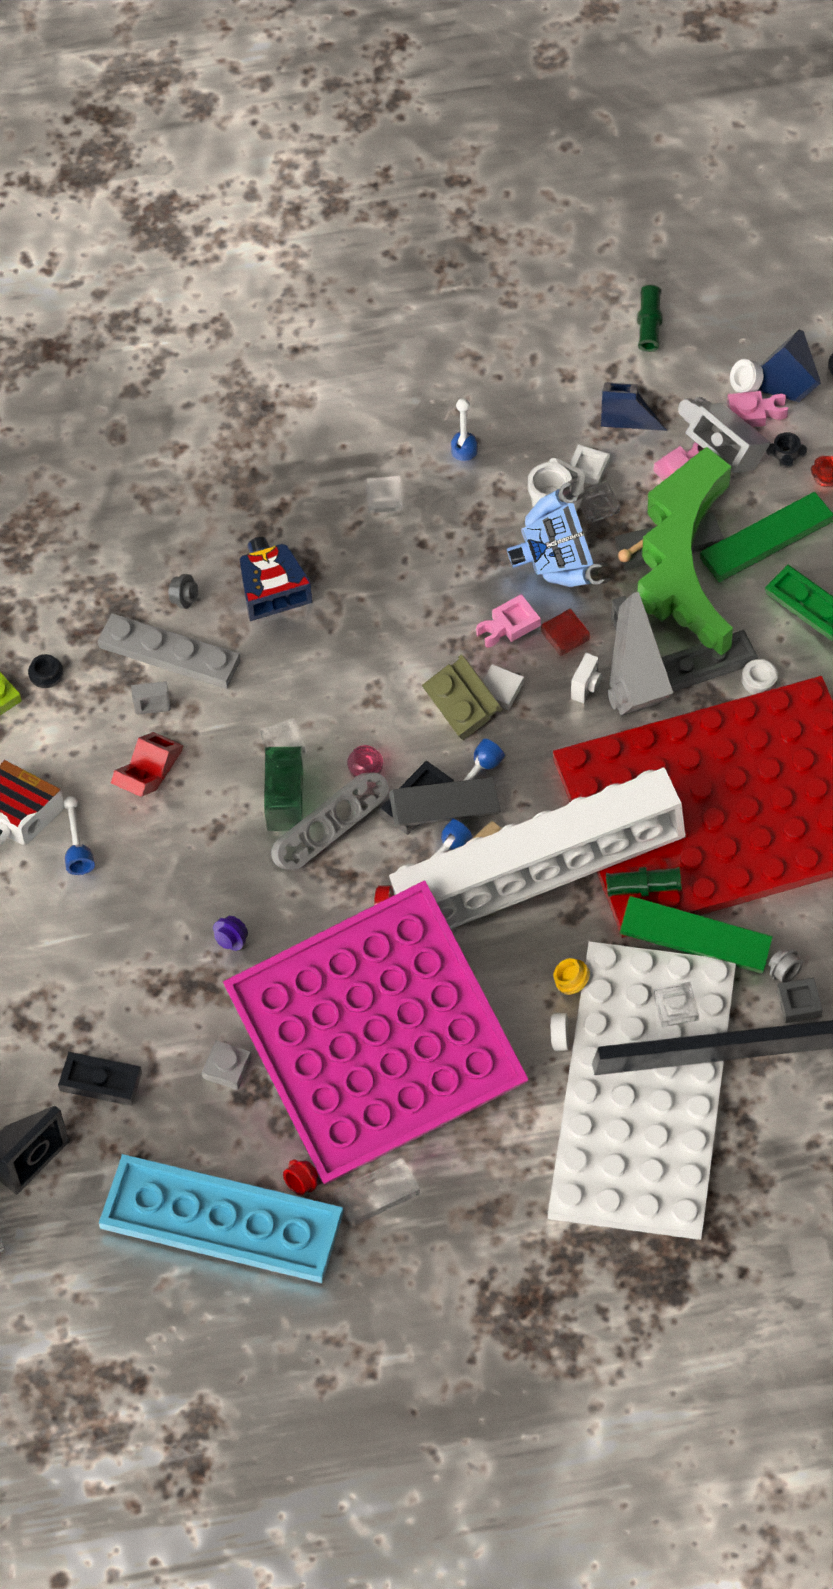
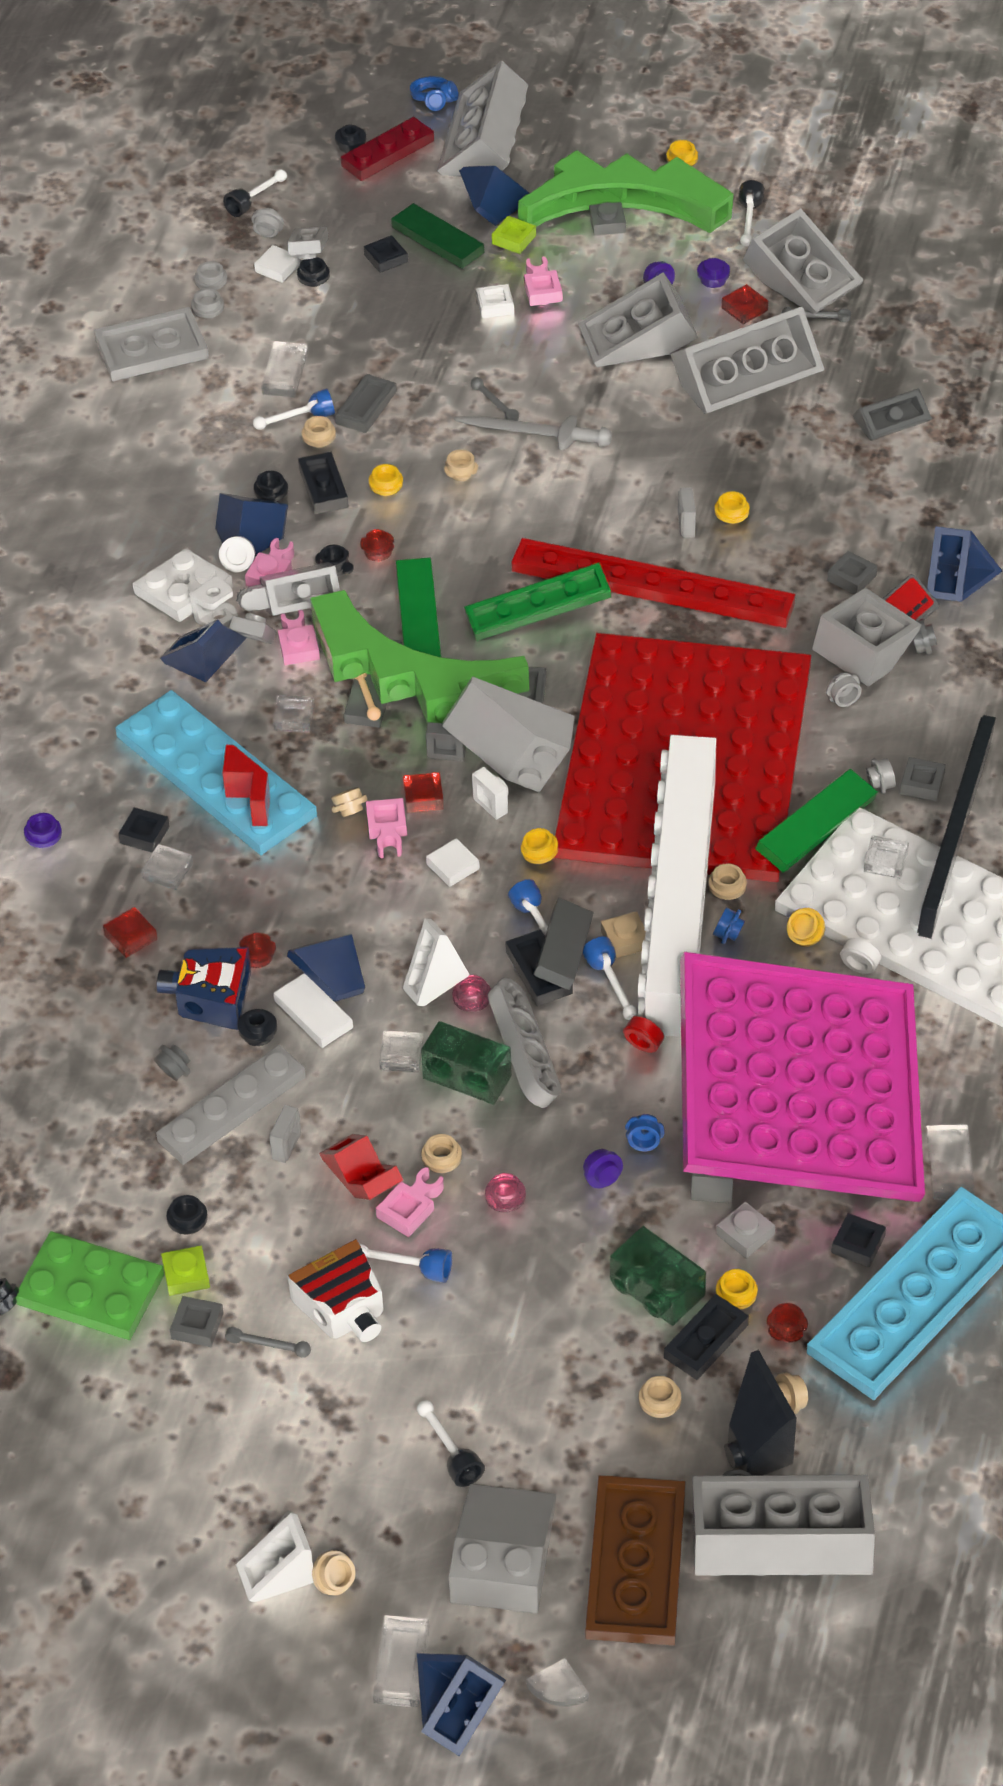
camera: 65 degrees left, 10 degrees down
(28, 1070) = (660, 1397): none -> tan plate
(70, 1161) = (794, 1390): none -> tan plate
(126, 812) = (410, 1206): none -> bright pink plate
(139, 1124) = (787, 1314): none -> clear red plate
(147, 1018) = (661, 1270): none -> clear green brick
(160, 1082) = (737, 1288): none -> yellow plate
(174, 876) = (505, 1193): none -> clear pink plate
(187, 806) = (441, 1145): none -> tan plate
(252, 1152) = (858, 1240): none -> black plate
(255, 638) = (259, 1034): none -> black plate
(282, 942) = (645, 1139): none -> blue plate
(290, 661) = (313, 1010): none -> white tile
(300, 1176) = (906, 1212): red plate -> none
(303, 502) = (130, 932): none -> clear red plate
(328, 645) = (331, 966): none -> dark blue slope
(330, 601) = (260, 949): none -> clear red plate
(370, 394) = (42, 830): none -> dark purple plate
(374, 720) = (433, 966): none -> white slope
(408, 459) = (144, 829): none -> black plate
(462, 697) = (449, 890): olive plate -> none
(463, 438) = (155, 776): hinge -> none
(484, 493) = (247, 780): none -> red slope
(496, 485) = (191, 756): none -> medium azure plate
(518, 582) = (348, 802): none -> tan plate
(541, 917) = (729, 925): none -> blue plate
(550, 740) = (539, 846): none -> yellow plate
(551, 476) = (268, 731): white piece -> none
(557, 542) = (332, 747): light blue torso -> none
(591, 463) = (246, 705): white tile -> none
(591, 888) = (727, 882): none -> tan plate
(643, 882) = (747, 827): dark green pin -> none
(649, 318) = (116, 595): dark green pin -> none
(666, 427) = (253, 627): none -> light grey plate
(682, 375) = (188, 587): none -> white plate
(759, 676) = (565, 677): white tile -> none

